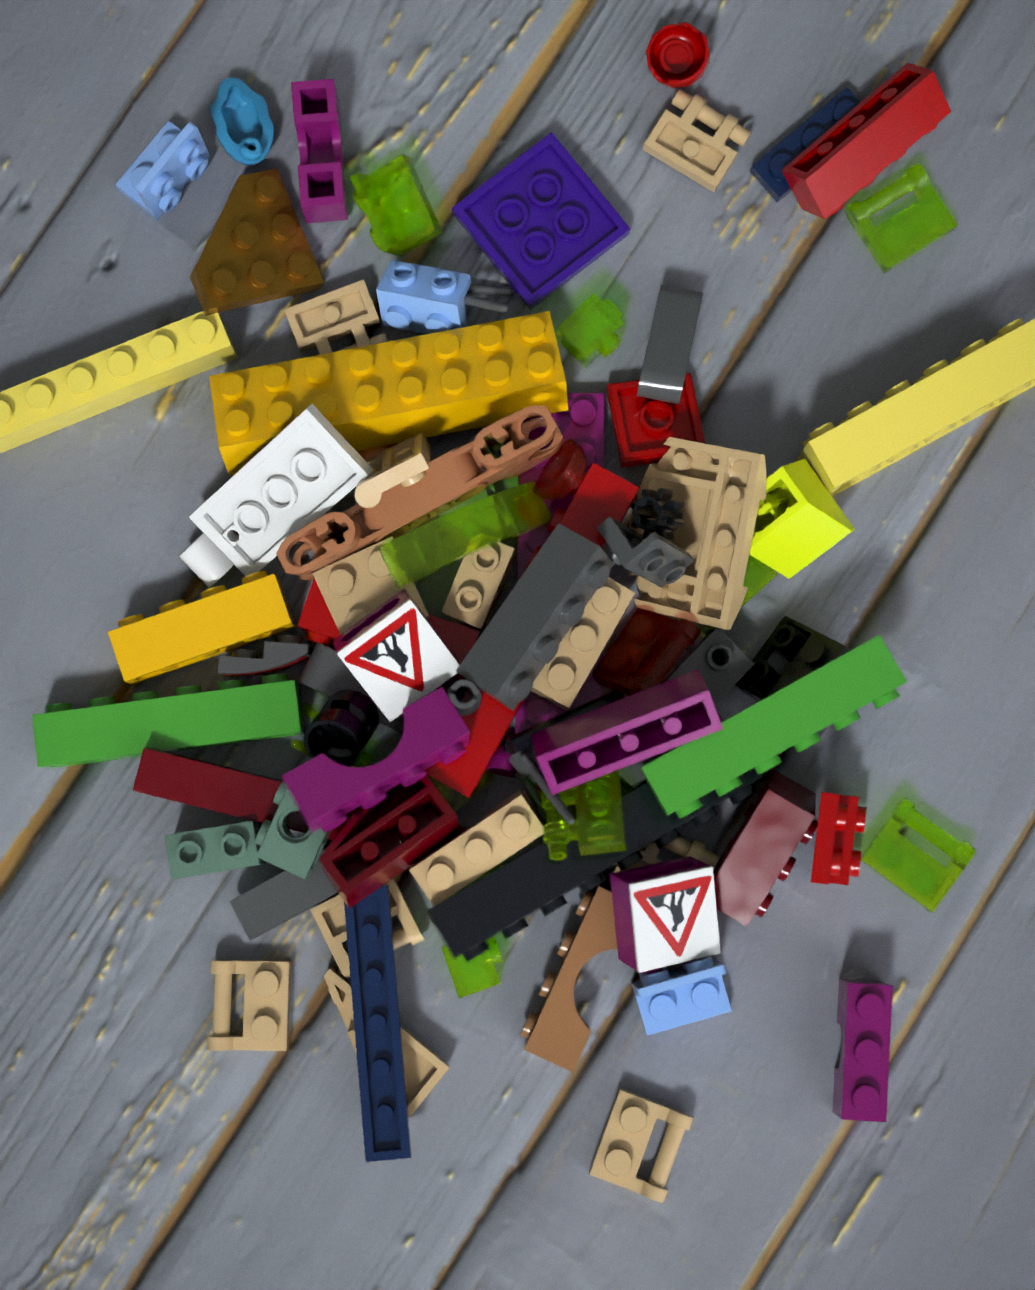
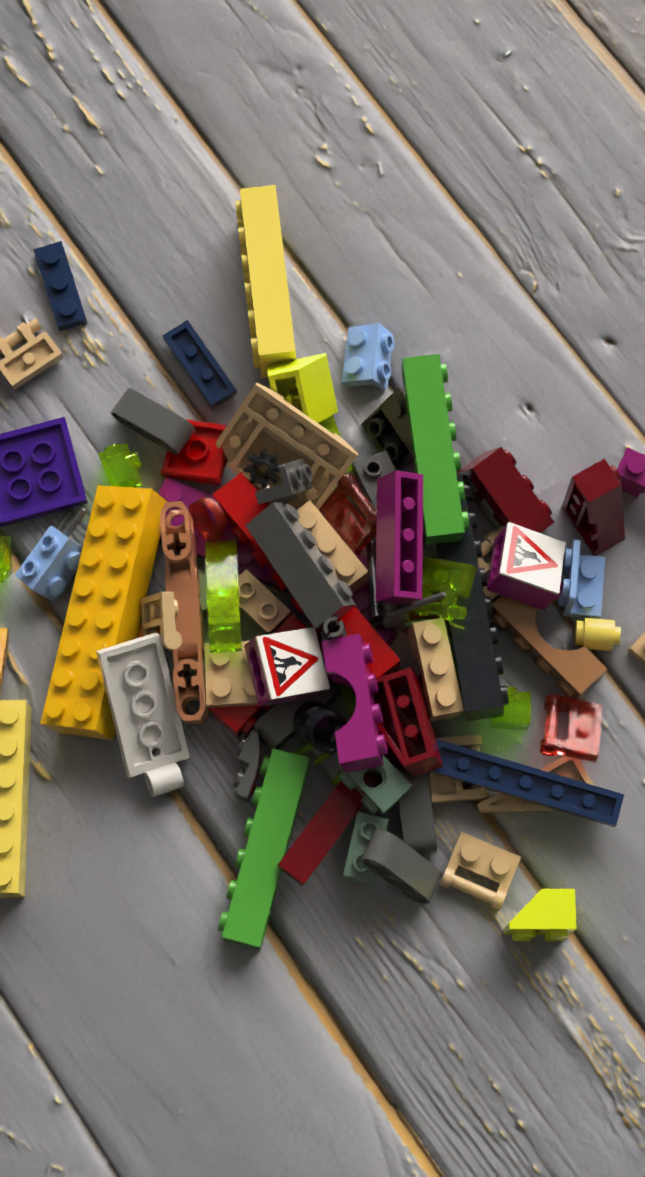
camera: 65 degrees left, 10 degrees down
(201, 628) = (210, 799): yellow brick -> none
(204, 904) = (401, 866): none -> dark grey beam
(215, 1111) = (547, 914): none -> neon yellow slope
(334, 316) = (33, 630): tan plate -> none
(480, 1068) = (581, 731): none -> clear red plate
(619, 1039) = (597, 634): none -> light yellow brick
(777, 370) = (199, 364): none -> dark blue plate
(788, 977) = (596, 506): none -> dark red wedge
(836, 828) = (527, 450): red plate -> none
(866, 140) = (75, 250): red brick -> none
(882, 587) = (368, 356): none -> light blue bracket
(907, 230) = (143, 249): clear neon green plate -> none
(908, 865) = (553, 412): clear neon green plate -> none

